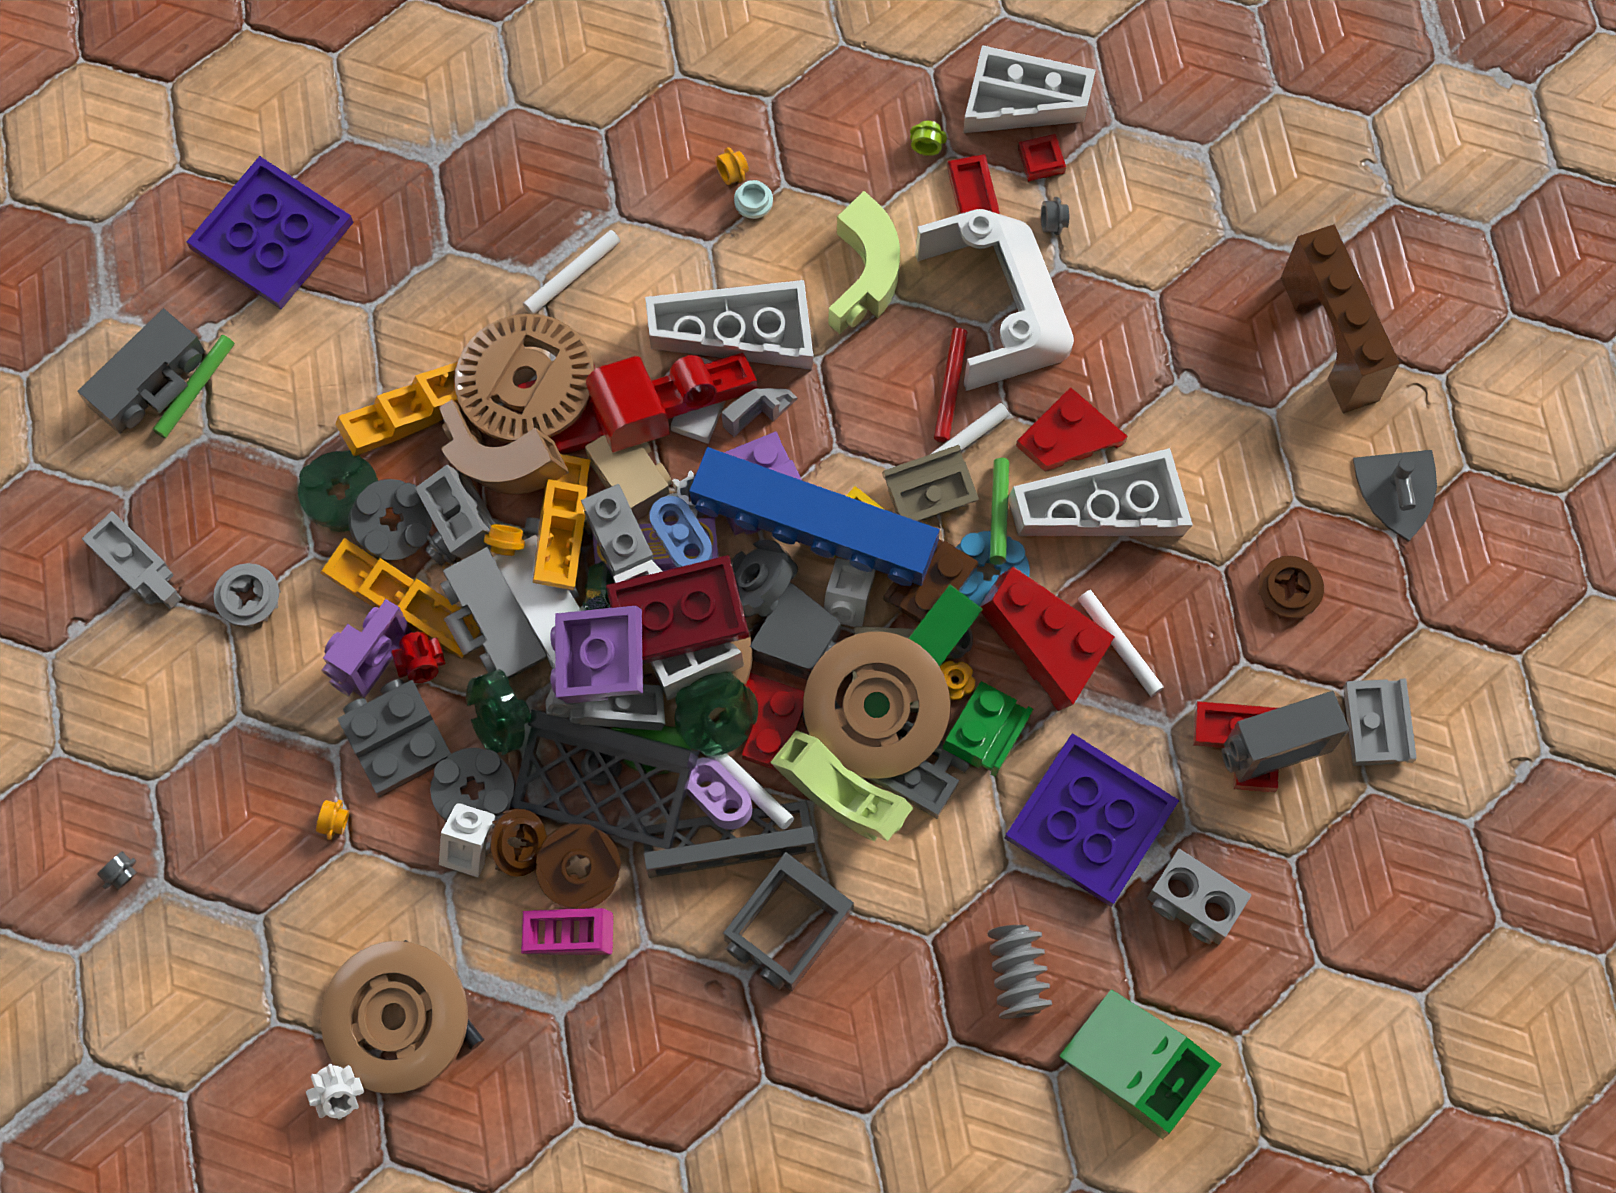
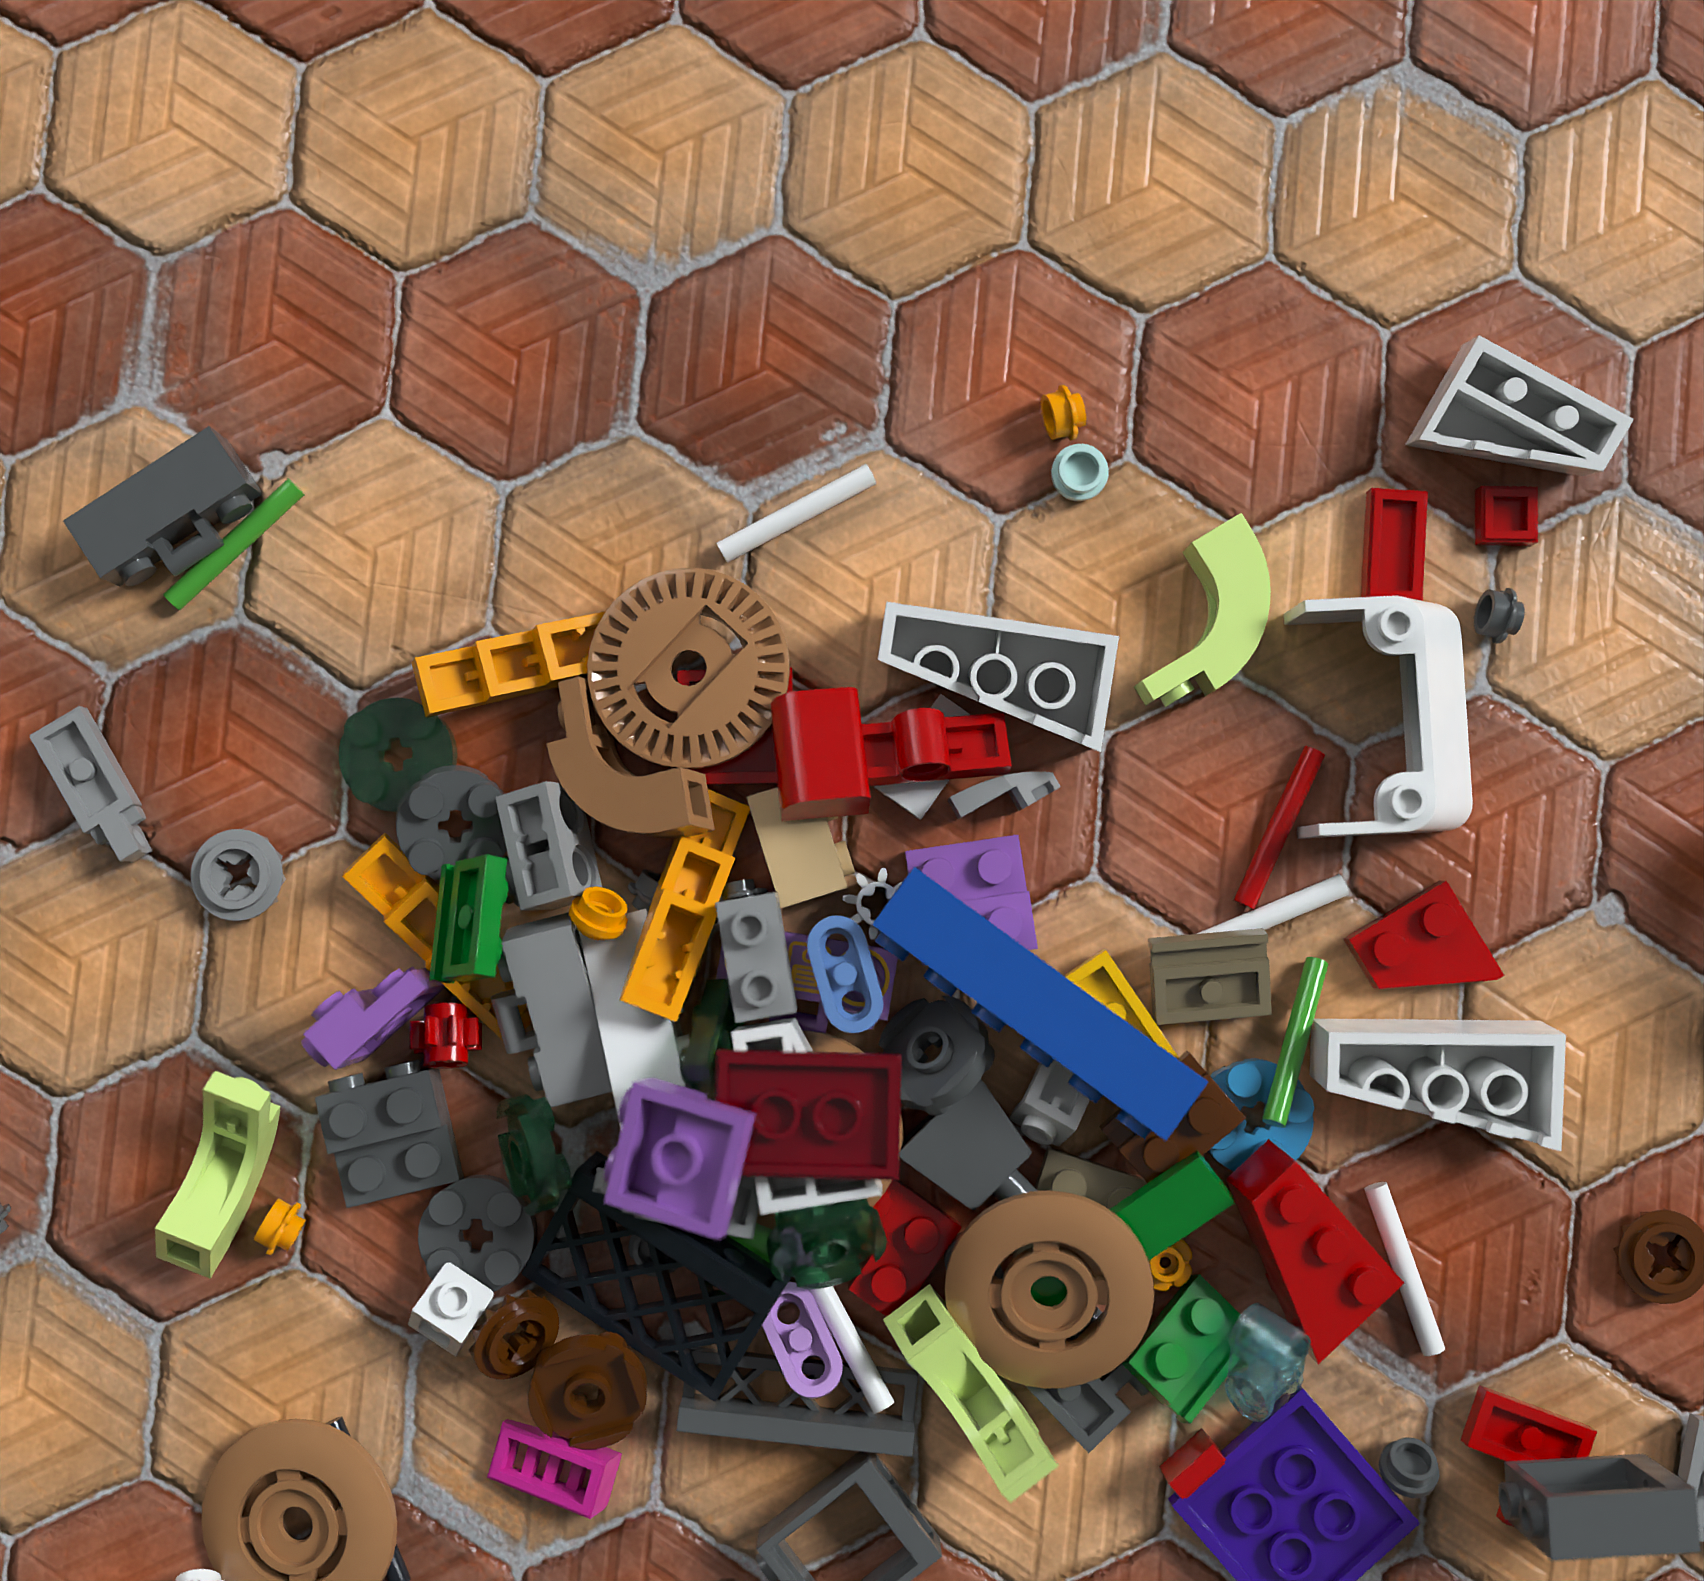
camera: 15 degrees right, 15 degrees up
(270, 232) = (388, 340): dark purple plate -> none
(286, 782) = (222, 1177): none -> yellowish green arch
(417, 563) = (469, 919): none -> green plate
(927, 138) = (1353, 444): lime plate -> none
(1012, 804) = (1192, 1464): none -> red tile
(1040, 711) = (1264, 1361): none -> clear light blue piece
(1162, 768) = (1409, 1467): none -> dark grey plate

